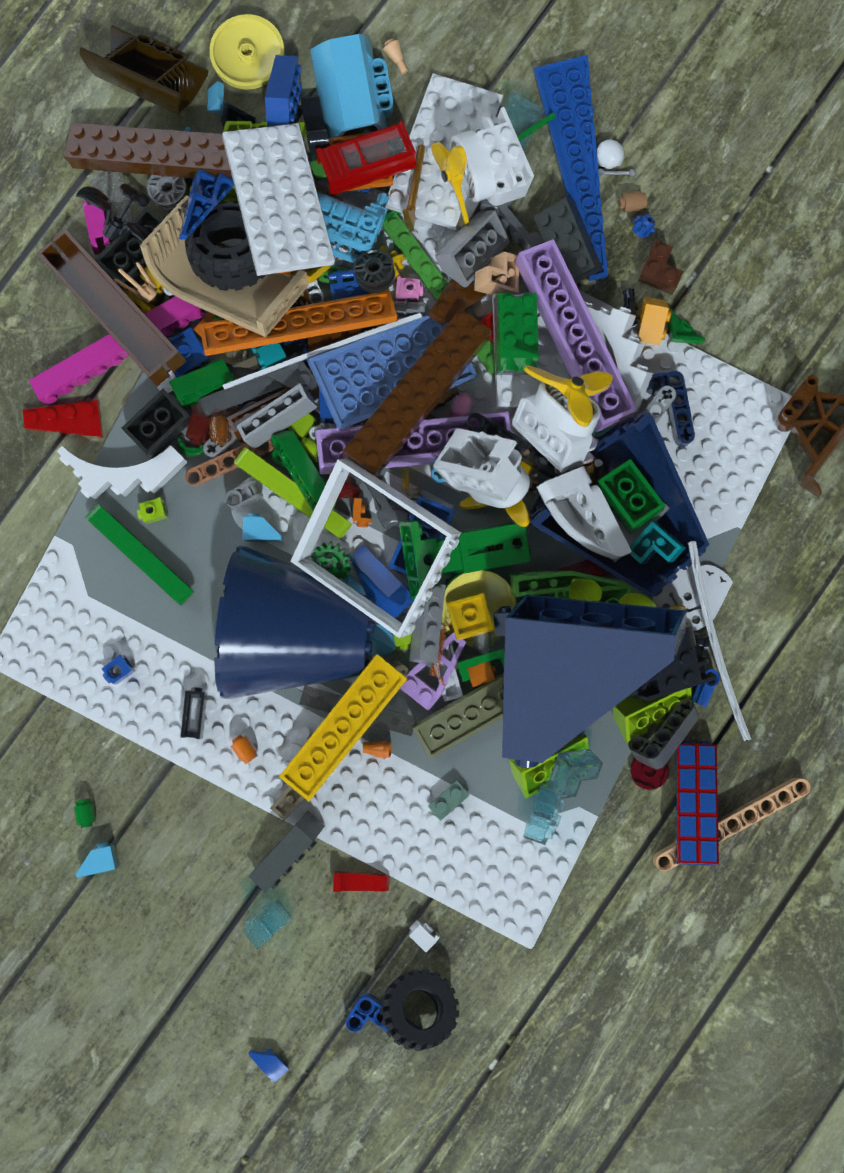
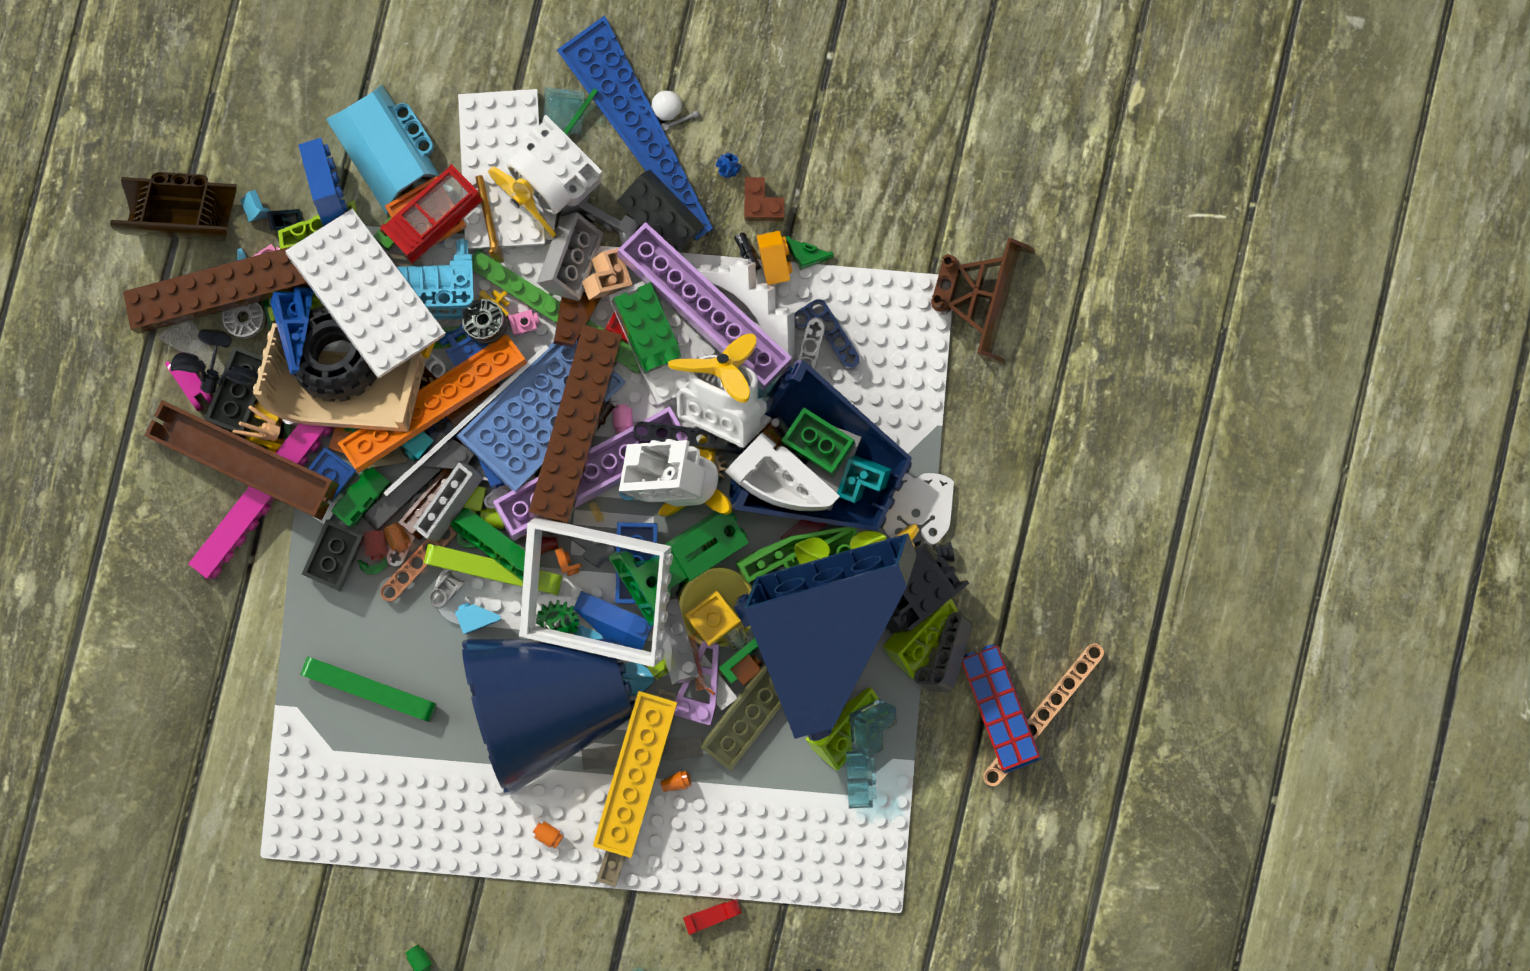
camera: 25 degrees left, 0 degrees up
(71, 418) = (241, 584): red wing -> none
(97, 479) = (296, 632): white arch -> none
(126, 670) = (394, 800): blue brick -> none
(159, 511) = (370, 642): lime brick -> none
(194, 713) = (485, 820): black window -> none
(245, 51) = (265, 148): light yellow dish -> none
(286, 852) = (629, 915): pearl dark grey wedge -> none
(314, 124) = (365, 199): black beam -> none
(393, 50) = (411, 88): light nougat cone -> none
(409, 307) = (531, 340): light grey axle -> none
(413, 493) = (610, 521): dark tan bush -> none
(423, 935) = (792, 941): white brick -> none
(448, 800) = (764, 803): sand green plate -> none
(632, 201) = (707, 144): medium nougat brick -> none
(648, 777) = (947, 702): dark red tile -> none
(704, 691) = (967, 597): blue piece -> none
(714, 641) = (957, 548): white piece -> none

